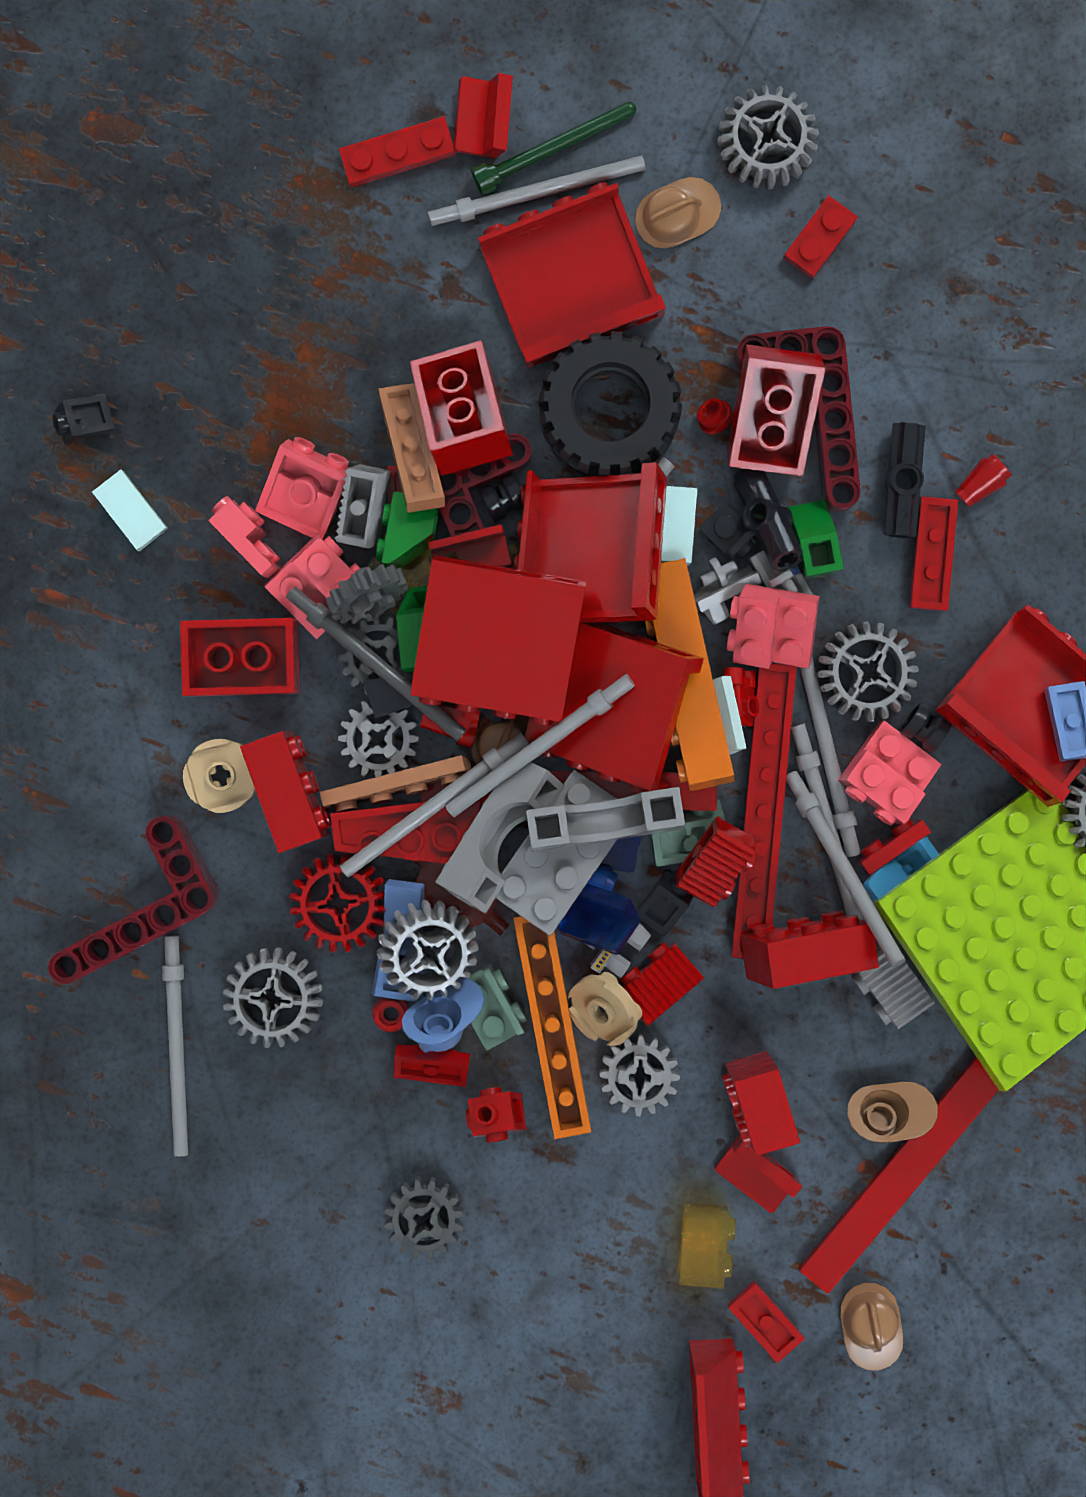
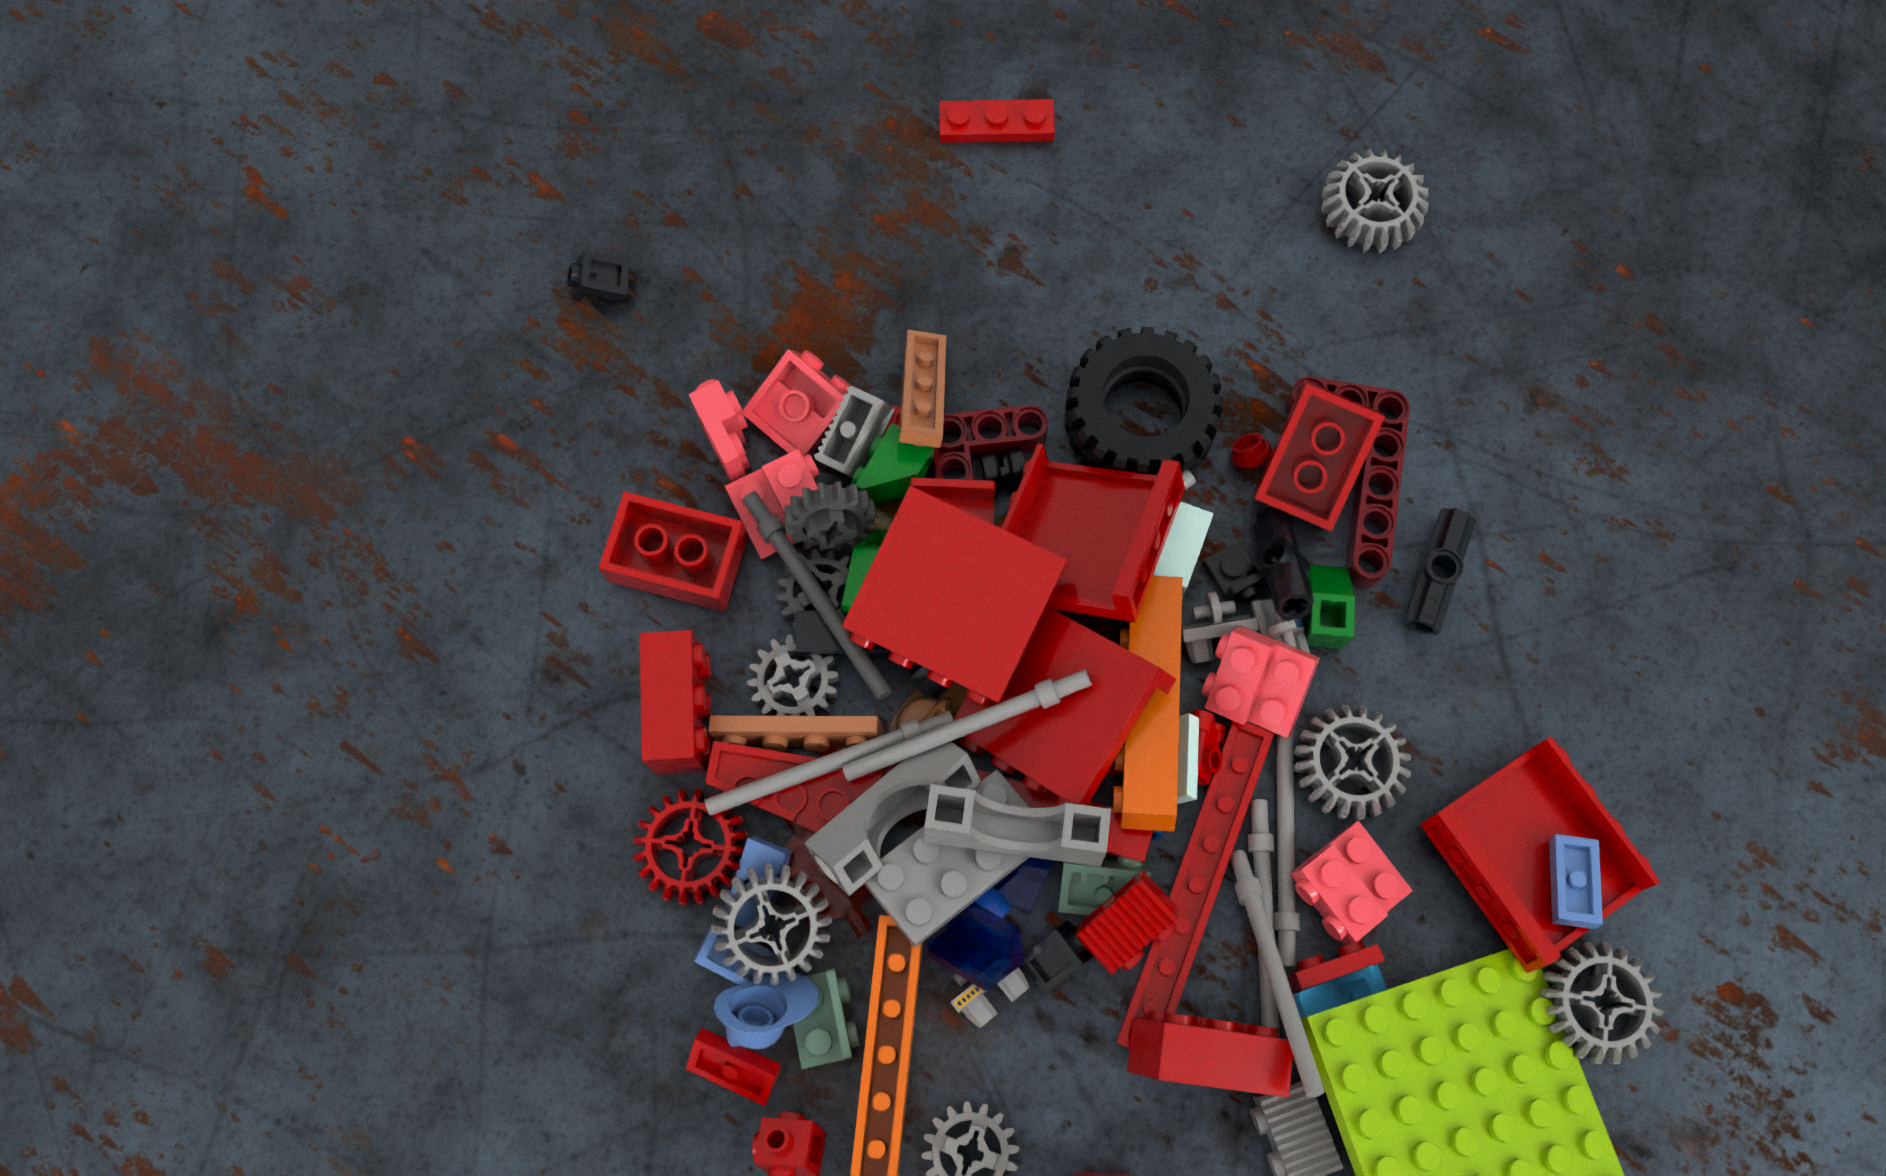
camera: 20 degrees right, 15 degrees down
(130, 510) = (613, 379): light aqua tile -> none
(148, 917) = (476, 798): dark red beam -> none
(173, 974) = (481, 873): light grey bar -> none
(203, 764) = (595, 656): tan plate -> none
(256, 997) = (548, 917): light grey gear -> none
(382, 1021) = (694, 987): red plate -> none
(461, 408) = (986, 364): red brick -> none
(466, 209) = (1050, 188): light grey bar -> none
(468, 720) = (898, 681): red plate -> none
(483, 116) = (1091, 108): red panel -> none
(489, 176) = (1081, 164): dark green piece -> none
(570, 273) = (1137, 271): red panel -> none
(621, 1011) = (971, 1066): tan plate -> none
(661, 980) = (1024, 1047): red brick -> none
(678, 212) = (1263, 249): medium nougat piece -> none
(820, 237) = (1405, 310): red plate -> none
(925, 728) = (1404, 843): black wheel -> none
(933, 554) = (1454, 658): red plate -> none
(983, 480) = (1527, 595): red cone -> none

